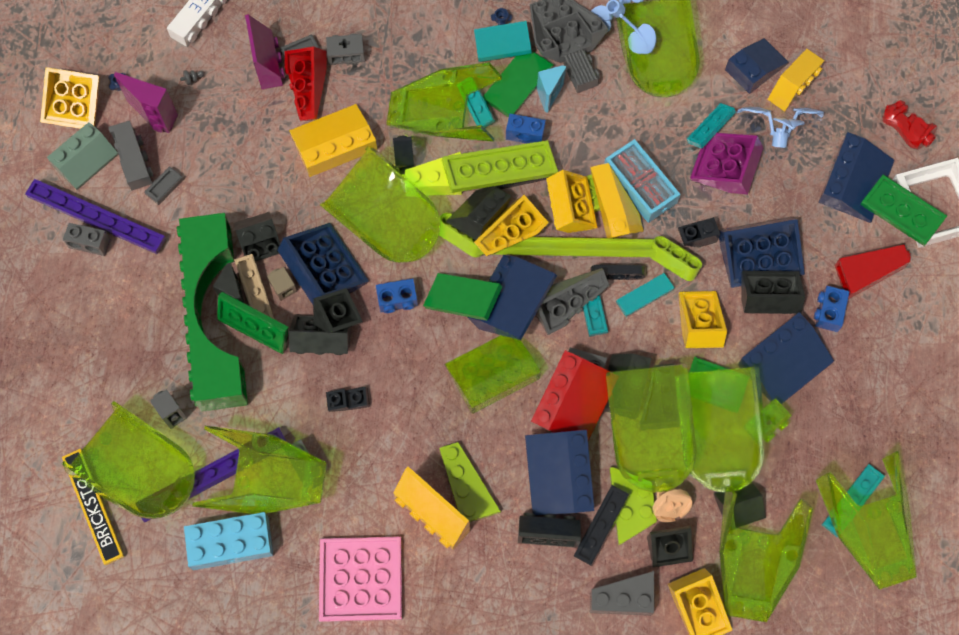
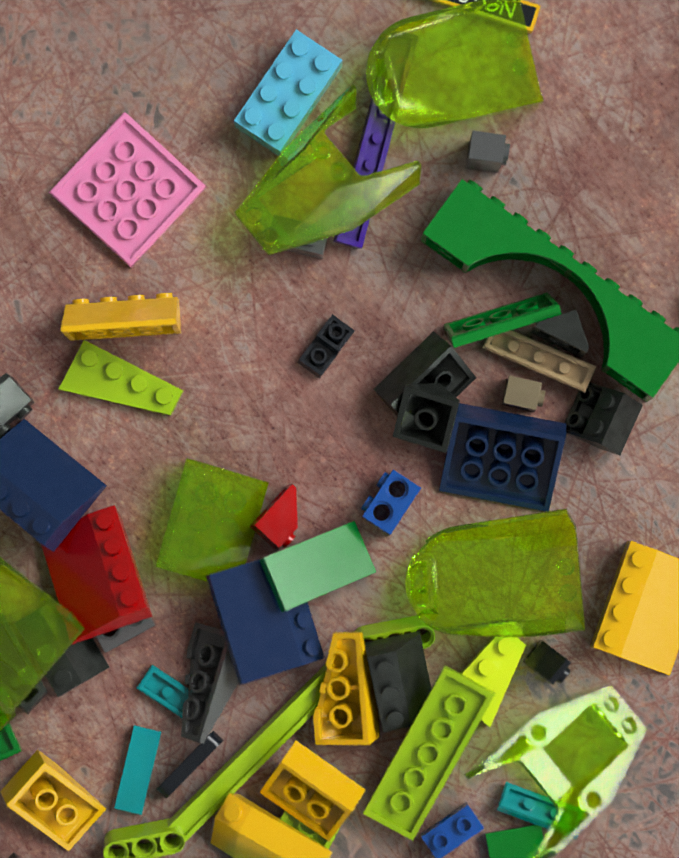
camera: 130 degrees right, 15 degrees up
(456, 340) = (279, 519): none -> red slope

